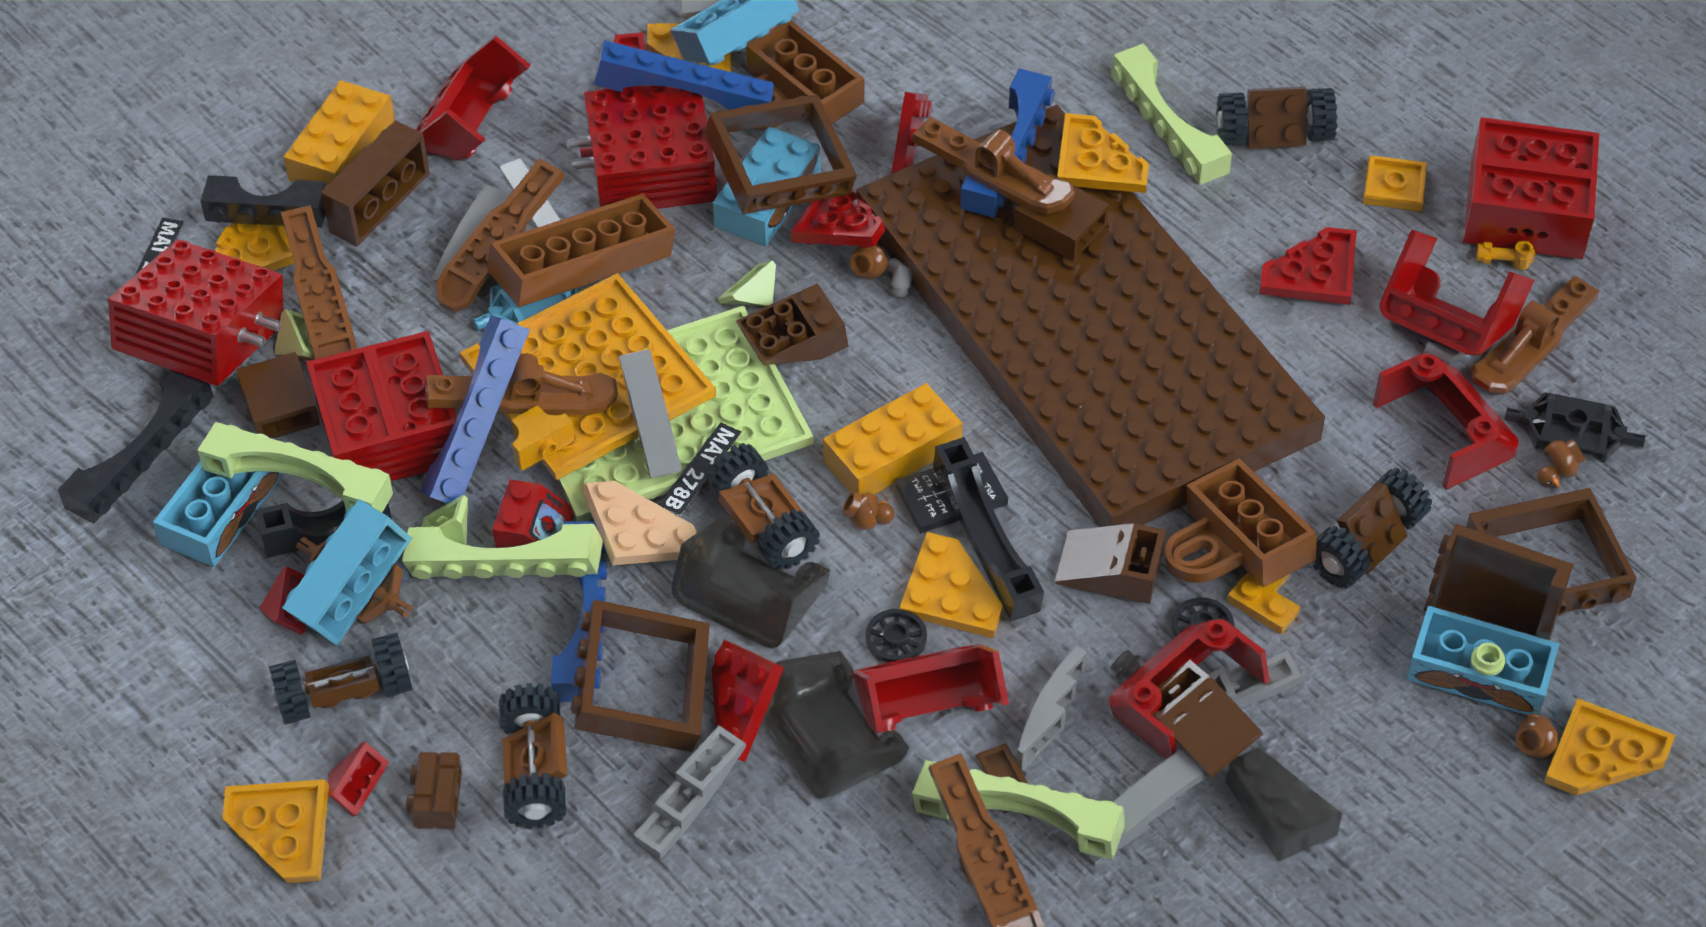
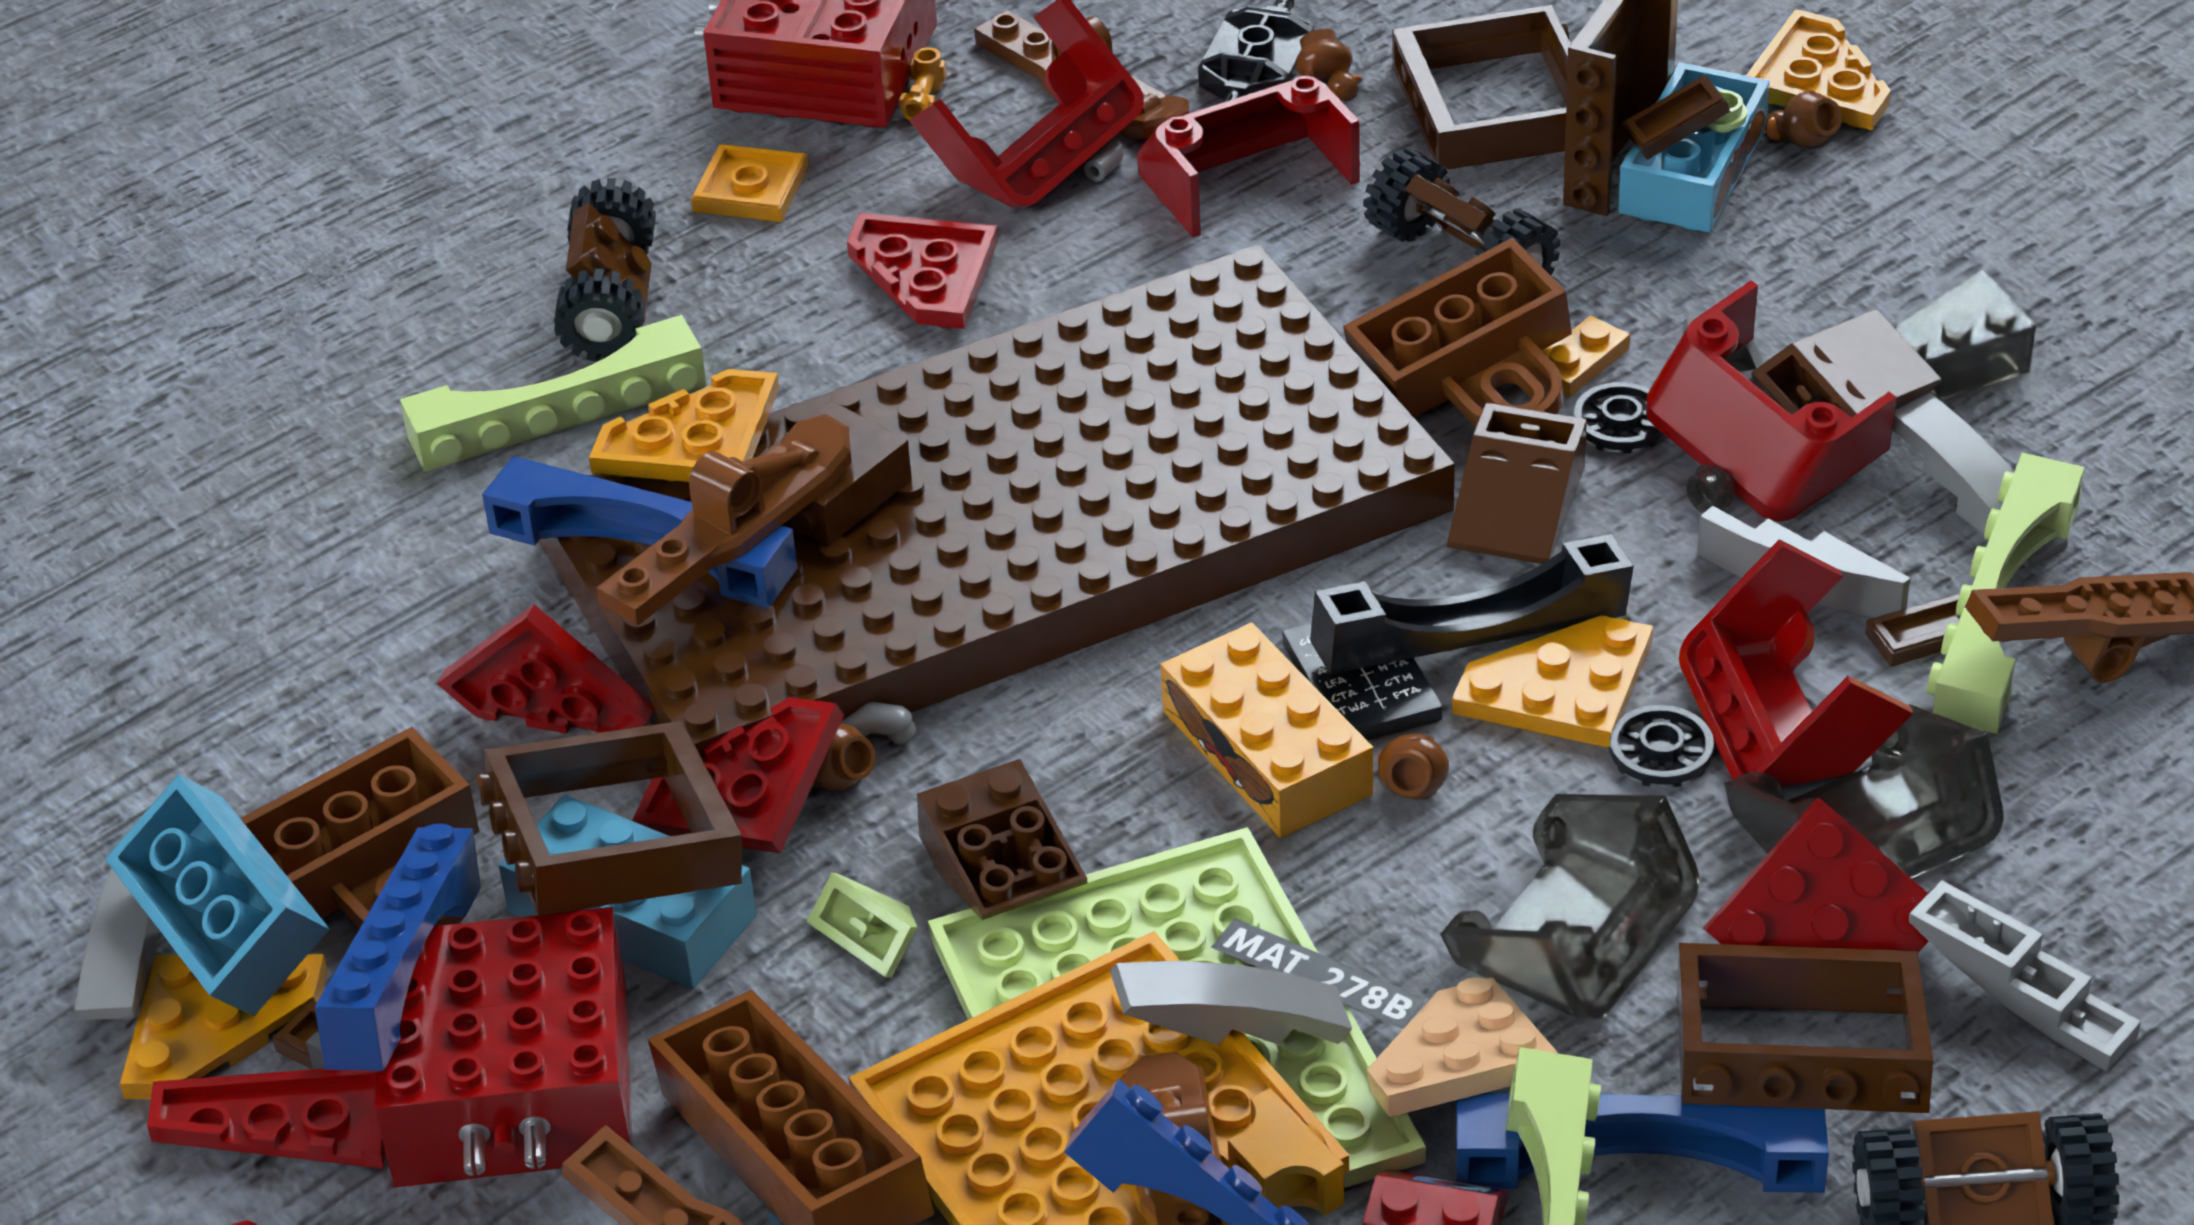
camera: 85 degrees left, 10 degrees down
(762, 507) = (1417, 881): plate -> none
(1469, 627) = (1676, 117): none -> reddish brown tile

